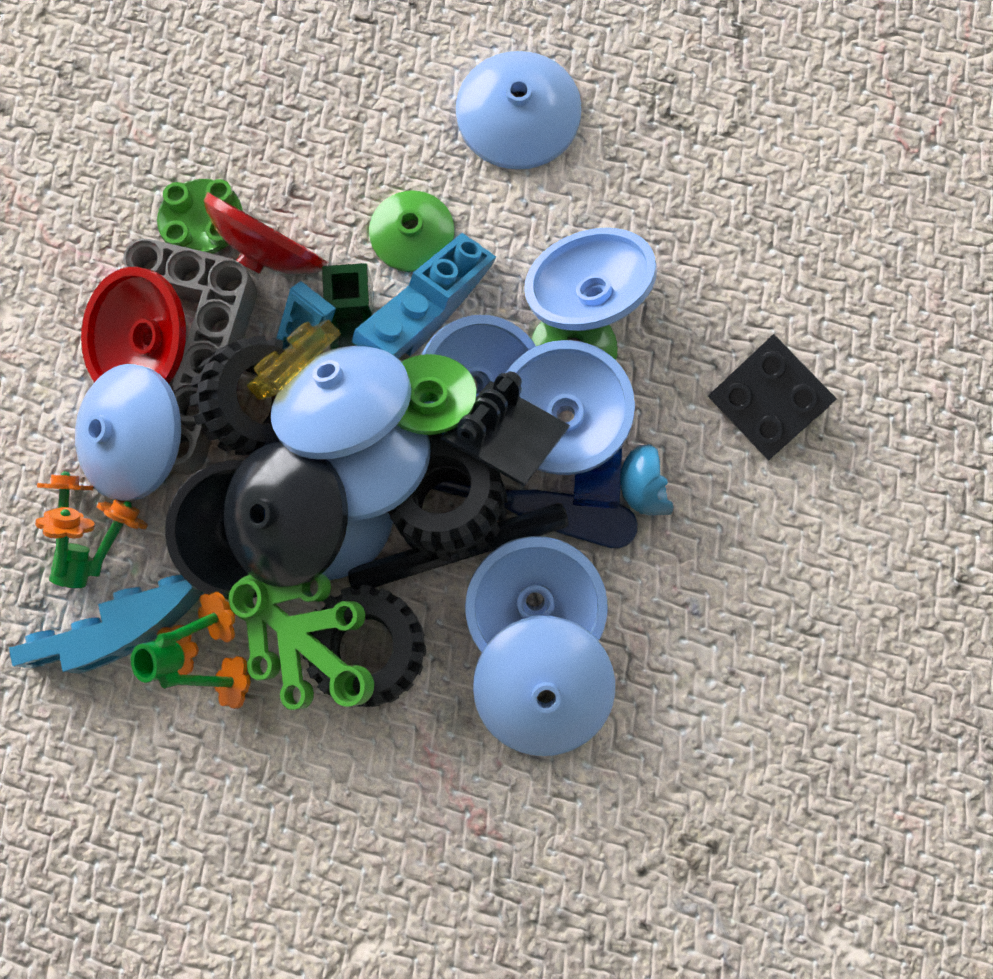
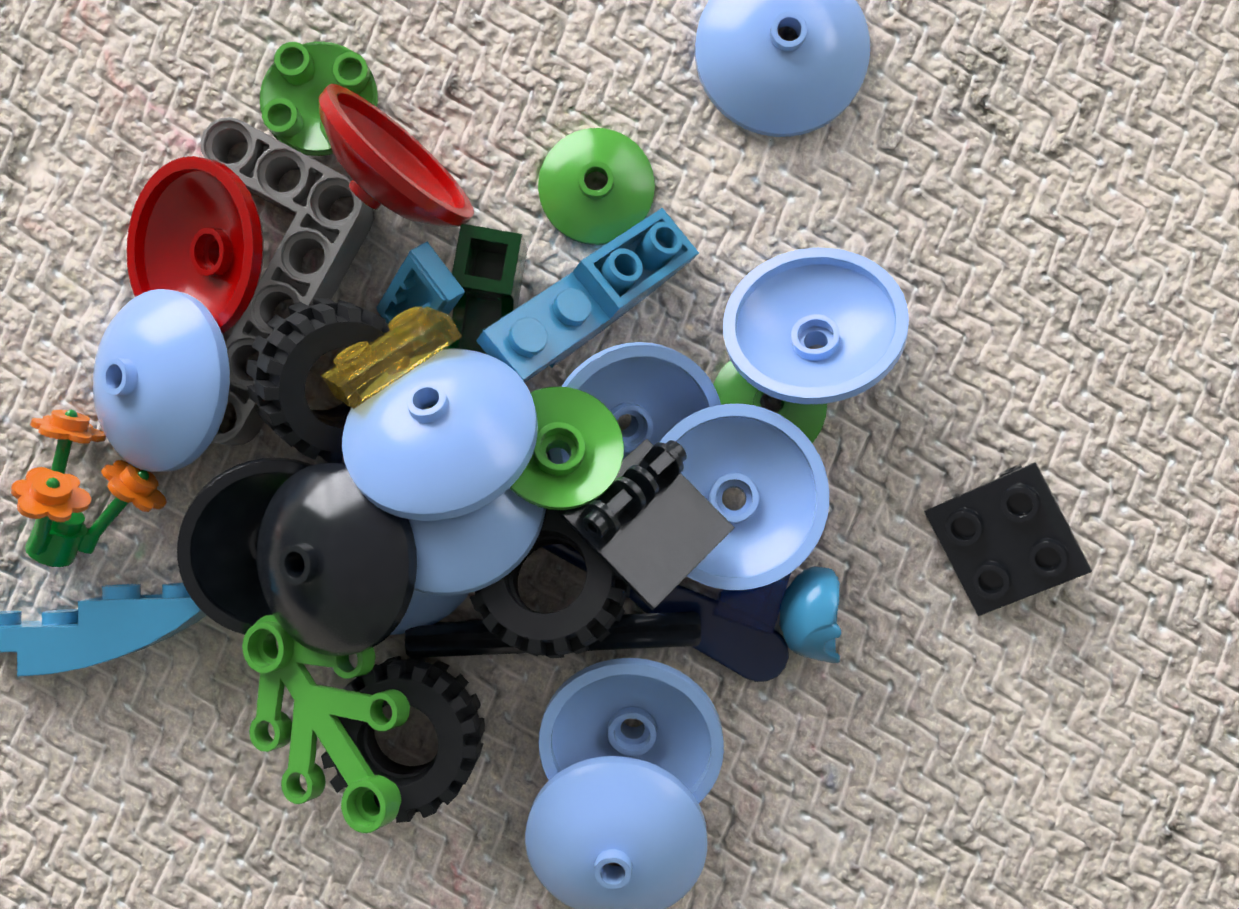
camera: 10 degrees right, 10 degrees up
(172, 652) = (163, 684): plant -> none

